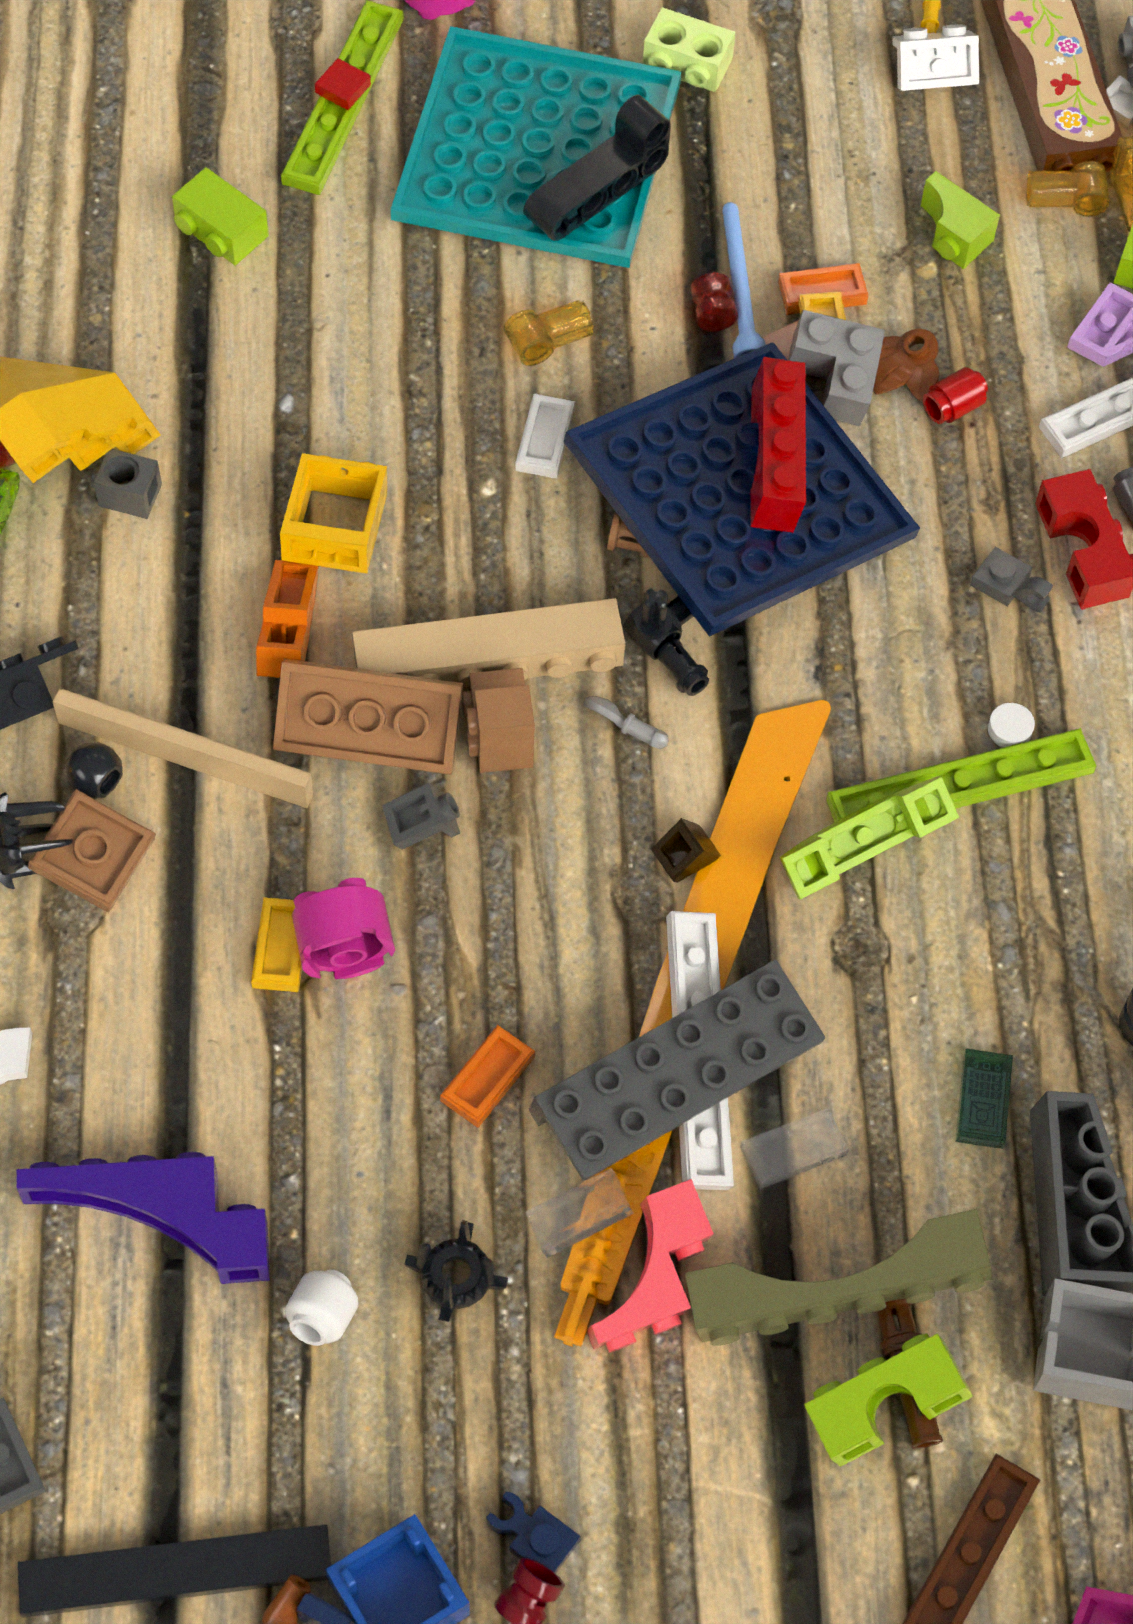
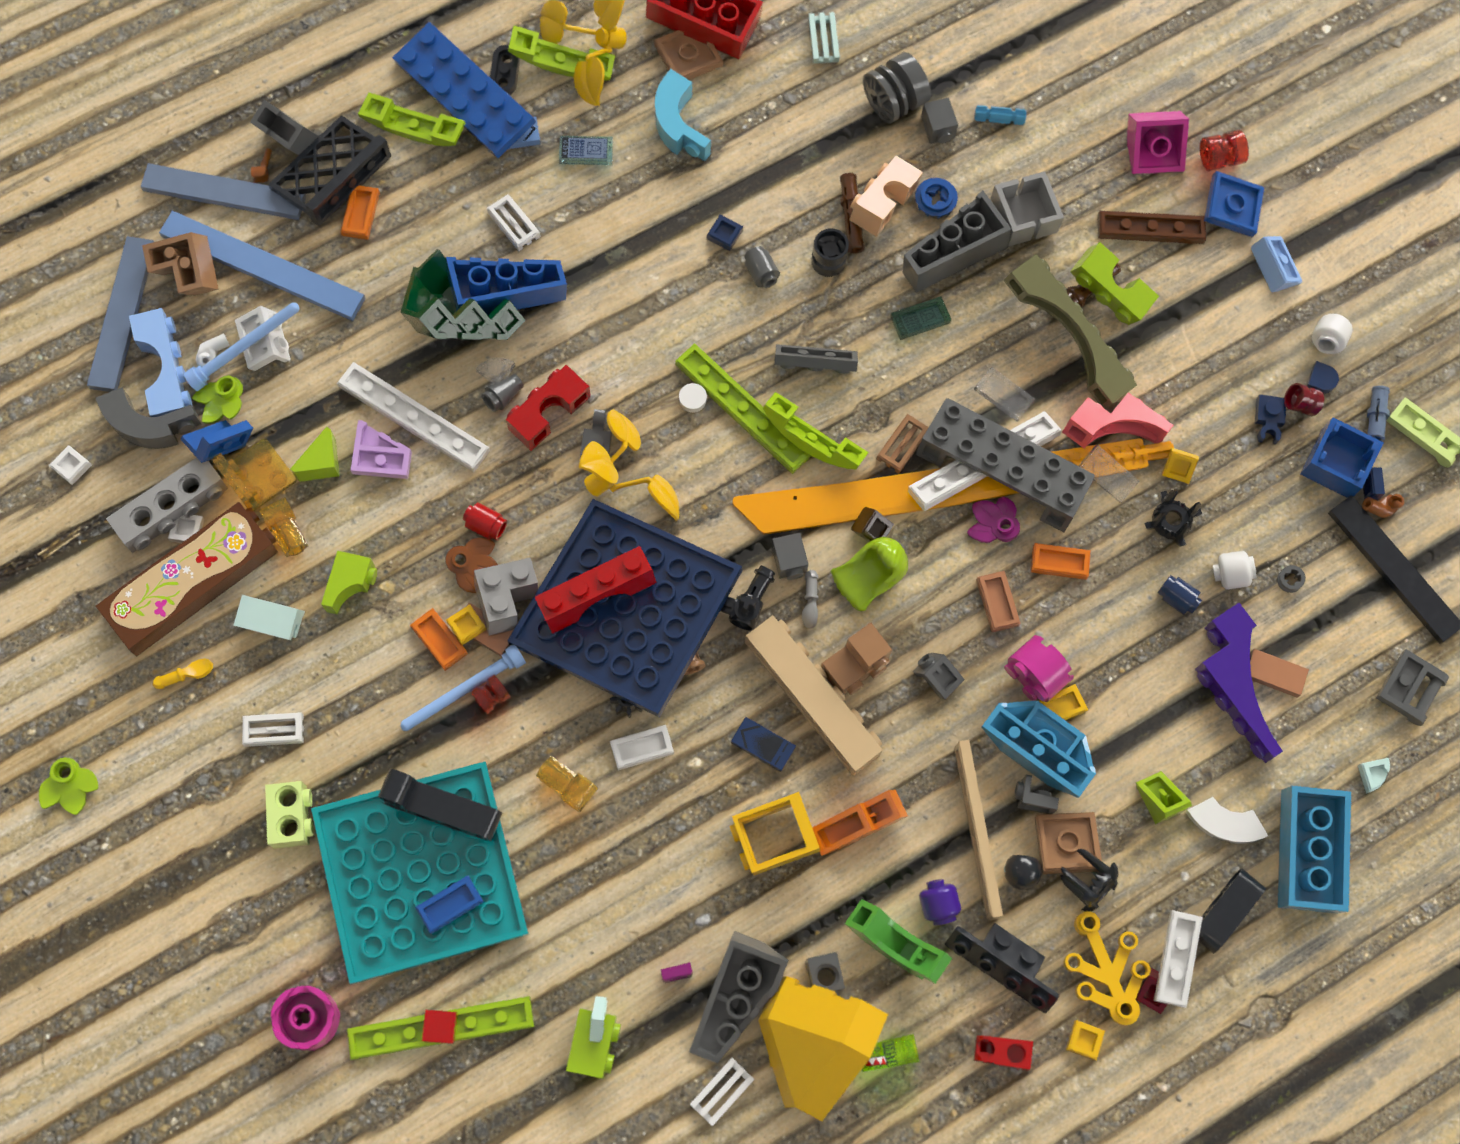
camera: 120 degrees left, 10 degrees up
(66, 1000) = (1162, 797): none -> lime slope
(67, 296) = (739, 1072): none -> white tile
(112, 578) = (896, 943): none -> bright green arch
(123, 653) = (940, 902): none -> dark purple head
(136, 1278) = (1277, 673): none -> nougat tile
(171, 838) = (1039, 801): none -> dark grey bracket
(176, 381) = (742, 987): none -> dark grey wedge
(238, 875) = (1042, 744): none -> dark azure wedge
(240, 208) = (597, 1019): none -> light aqua tile
(240, 334) = (677, 972): none -> magenta tile
(259, 1411) = (1299, 574): none -> dark grey bush
(334, 1203) = (1180, 595): none -> dark blue brick
(367, 716) = (901, 733): medium nougat plate -> none
(462, 567) = (763, 744): none -> dark blue tile
(475, 147) = (449, 904): none -> blue tile
(479, 957) = (998, 601): none -> nougat tile
(532, 1330) = (1180, 465): none -> yellow tile
(605, 1013) = (991, 518): none -> magenta plate
(617, 806) = (871, 572): none -> lime piece
(700, 719) = (790, 556): none -> dark grey brick
(796, 105) = (298, 728): none -> white tile
(808, 995) = (890, 461): none -> medium nougat tile
(937, 58) = (212, 653): white bracket -> none
(943, 508) = (605, 476): none -> yellow plant
(953, 127) = (268, 617): none -> light aqua hinge
(988, 908) = (816, 358): none -> dark grey plate

